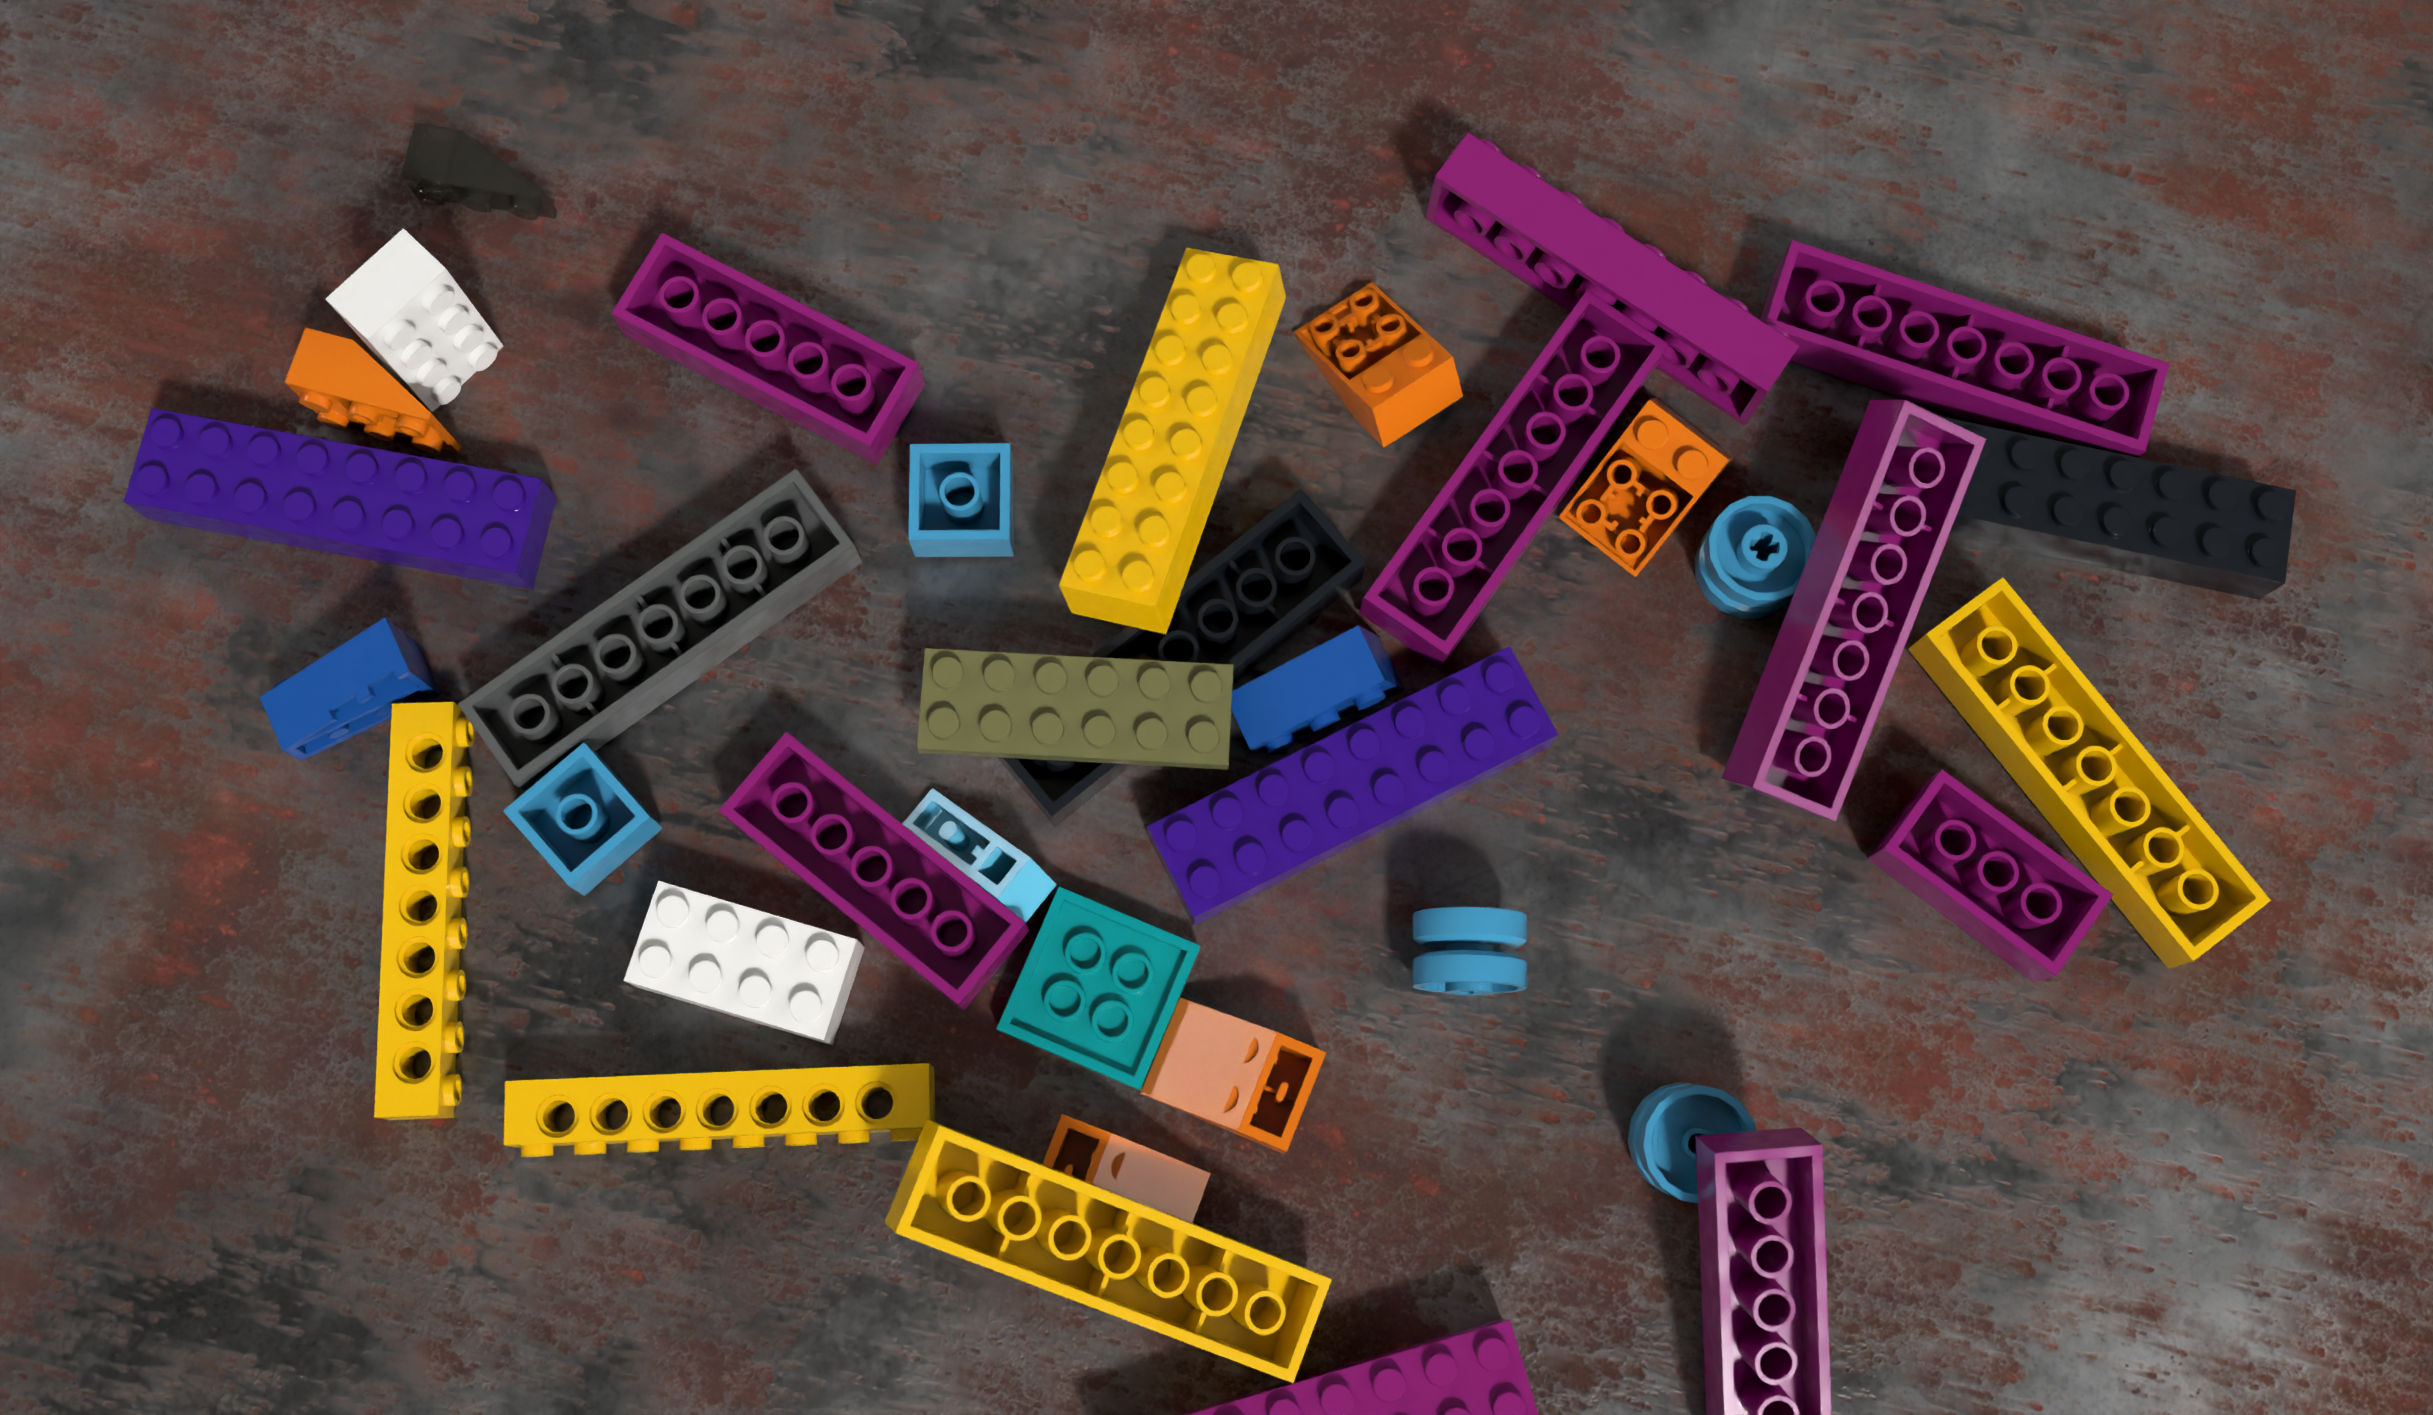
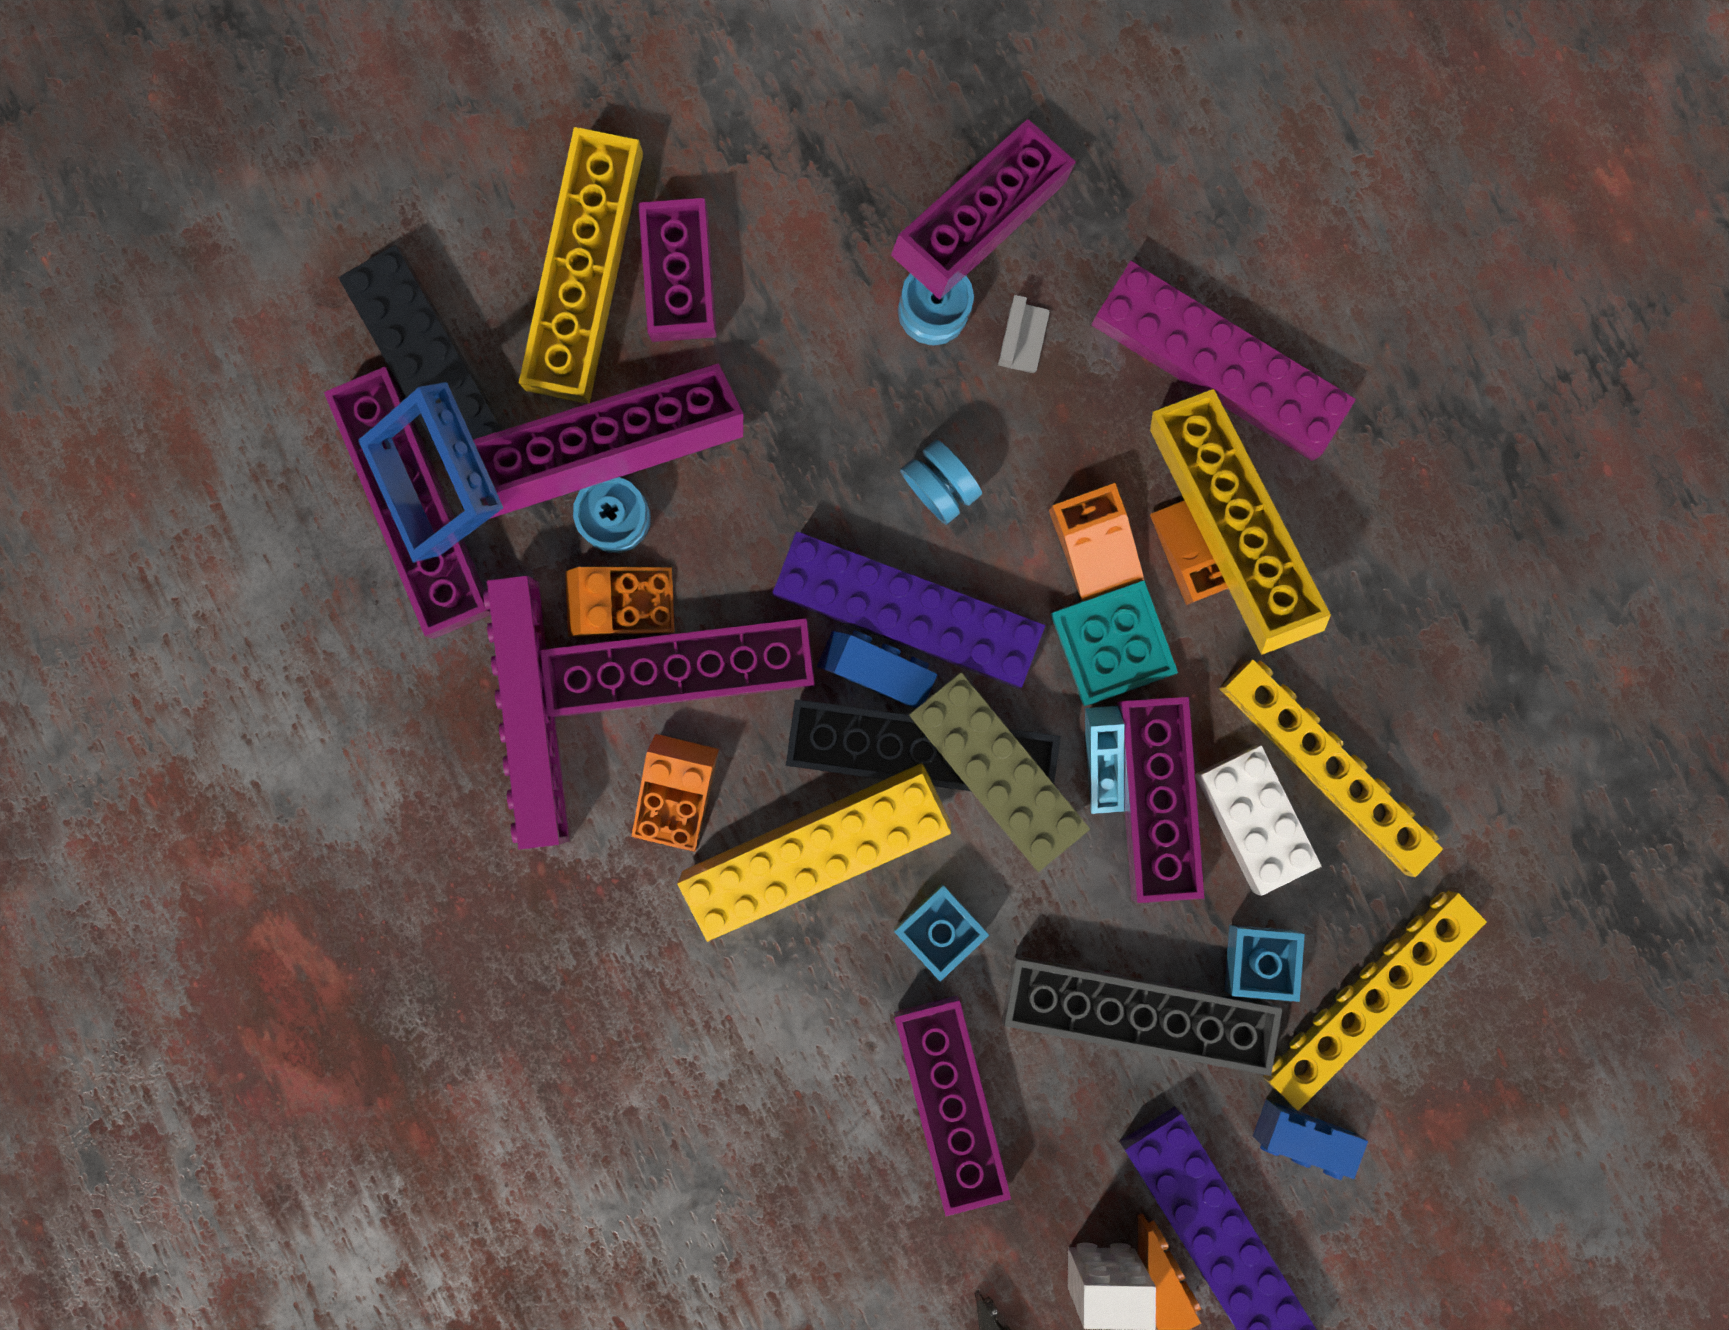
camera: 130 degrees left, 10 degrees up
(1560, 1219) = (1023, 336): none -> light grey panel
(1977, 401) = (460, 461): none -> blue window

